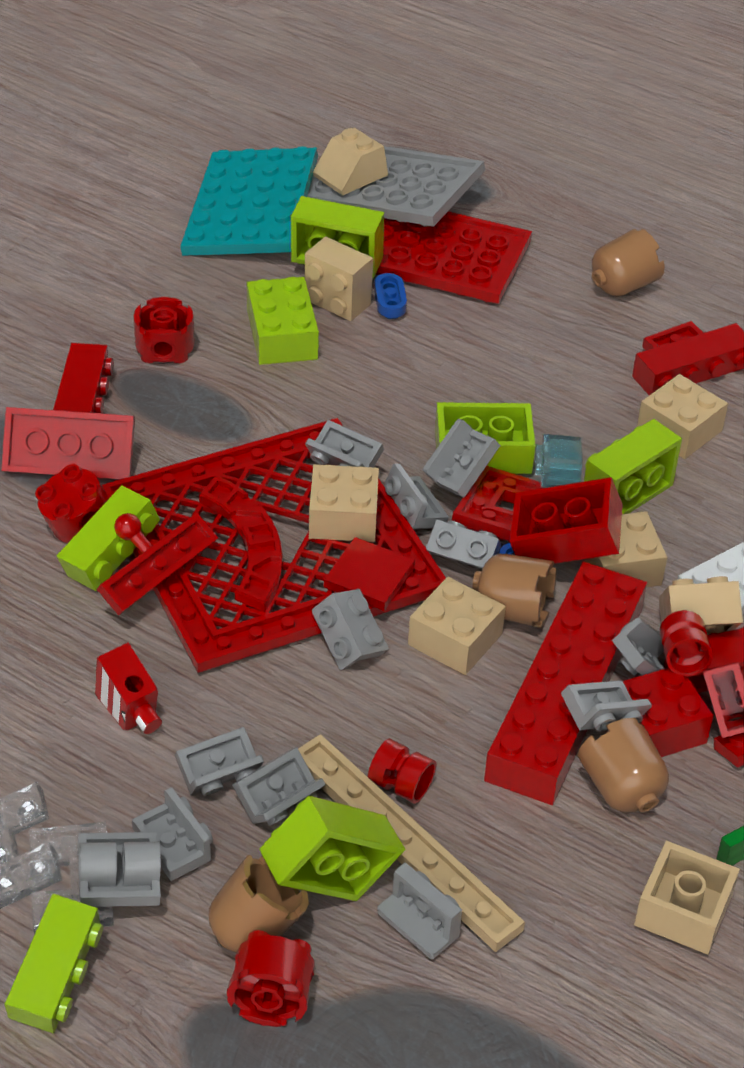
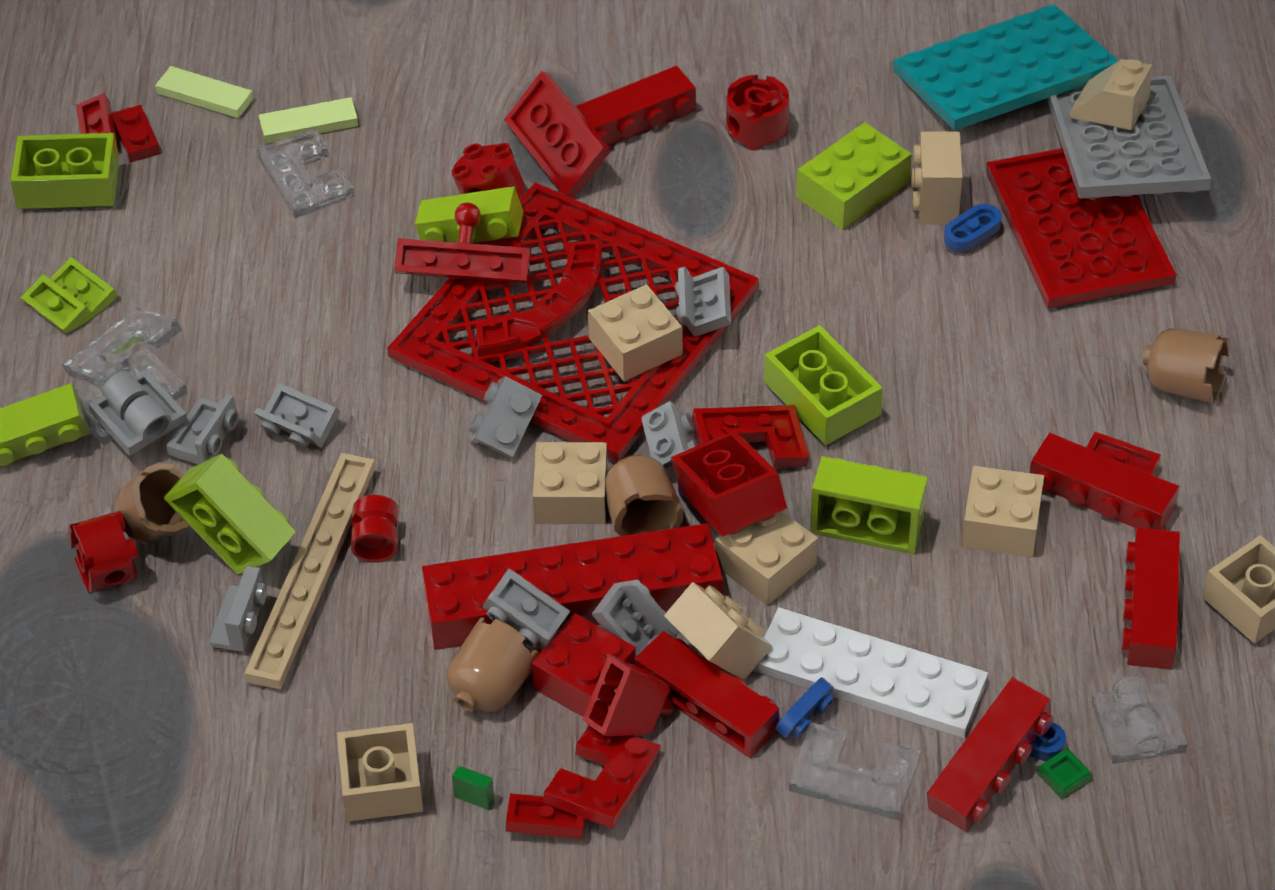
camera: 60 degrees right, 5 degrees up
(127, 689) = (318, 320): red torso -> none
(276, 787) = (298, 462): light grey bracket -> none
(344, 223) = (986, 142): lime brick -> none
(371, 569) = (575, 395): red tile -> none
(414, 499) = (701, 380): light grey bracket -> none
(460, 458) = (755, 374): light grey bracket -> none
(559, 460) = (845, 441): clear light blue brick -> none
(686, 643) = (646, 631): red wheel -> none

